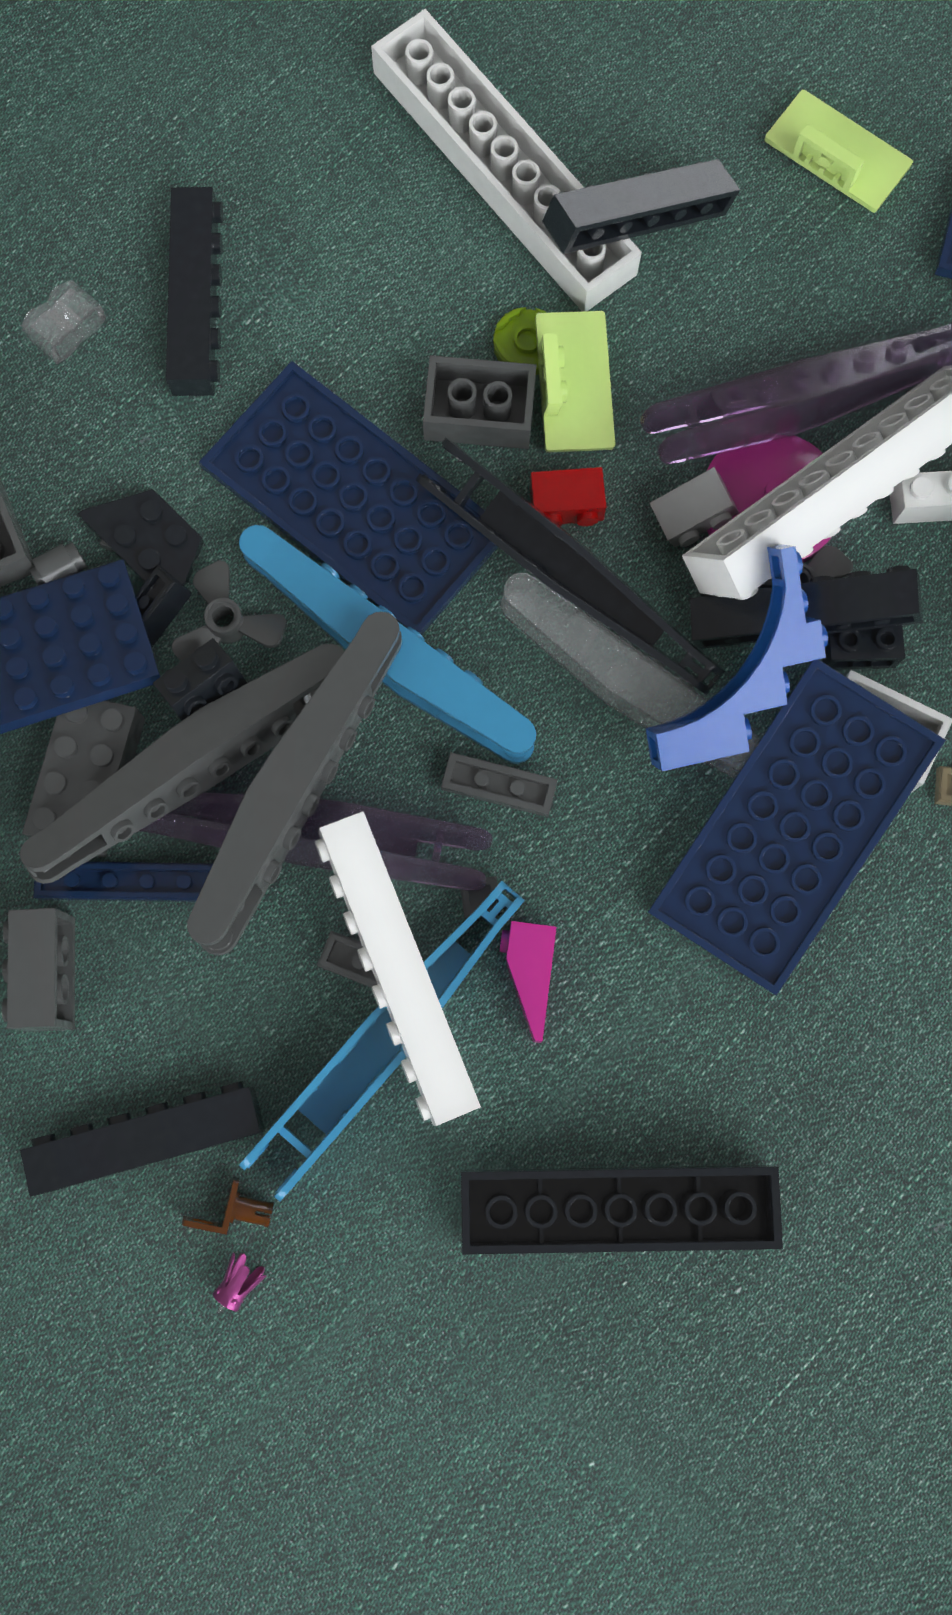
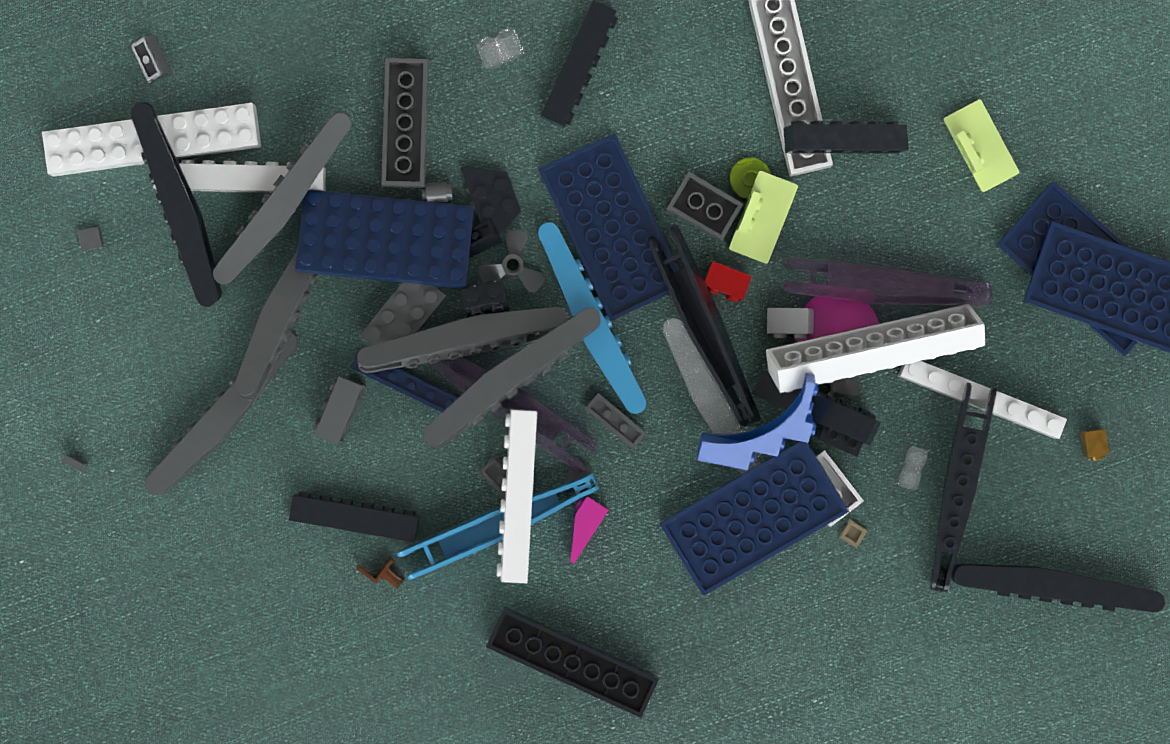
camera: 30 degrees right, 10 degrees up
(234, 1286) = (370, 608): flat silver piece -> none

